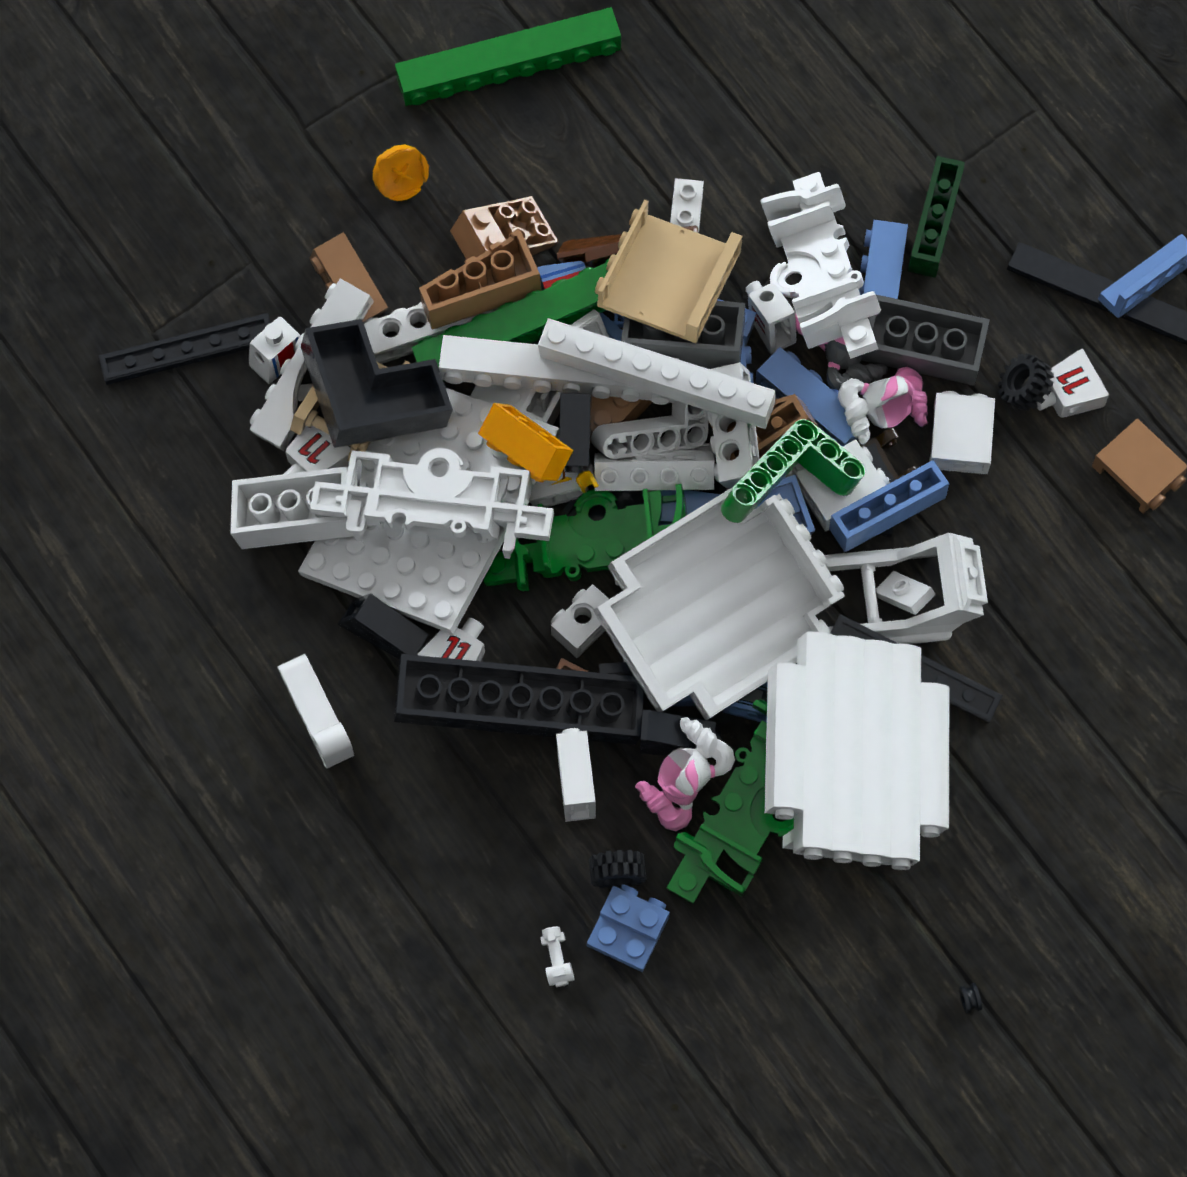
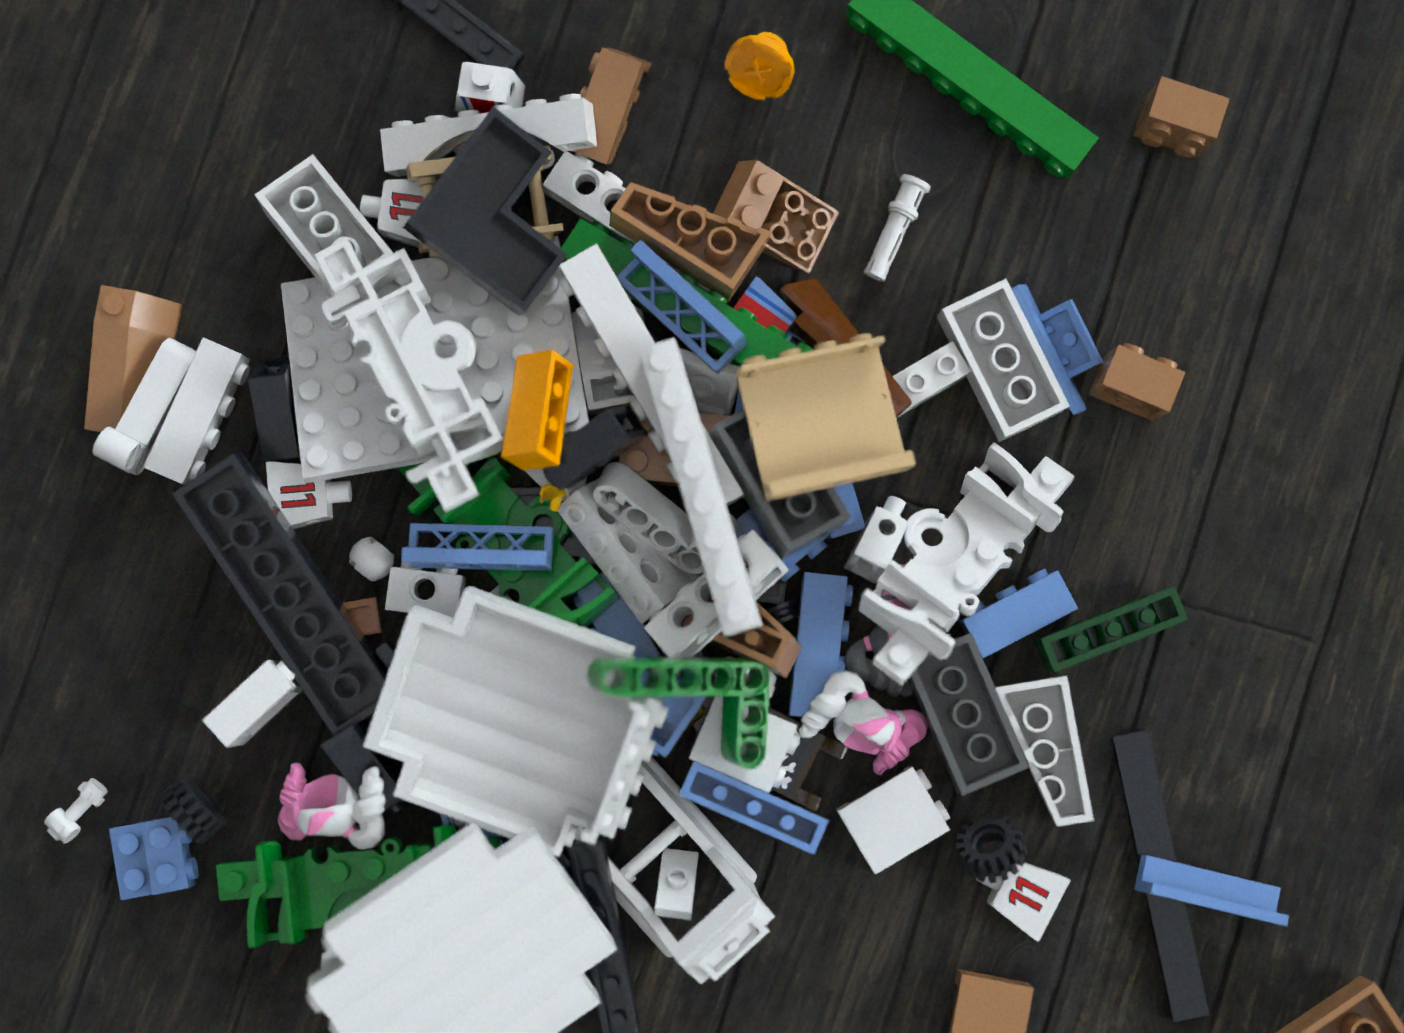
camera: 50 degrees right, 15 degrees up
(262, 701) = (124, 343): none -> medium nougat wedge
(344, 685) = (198, 412): none -> white brick
(522, 305) = (694, 301): none -> medium blue fence
(534, 639) = (371, 559): none -> white piece
(565, 158) = (902, 212): none -> white pin
(587, 560) = (476, 557): none -> medium blue fence
(726, 160) = (1004, 360): none -> white brick
(727, 118) = (1063, 342): none -> medium blue bracket
(787, 92) = (1137, 382): none -> medium nougat brick
(980, 295) = (1049, 739): none -> white wedge

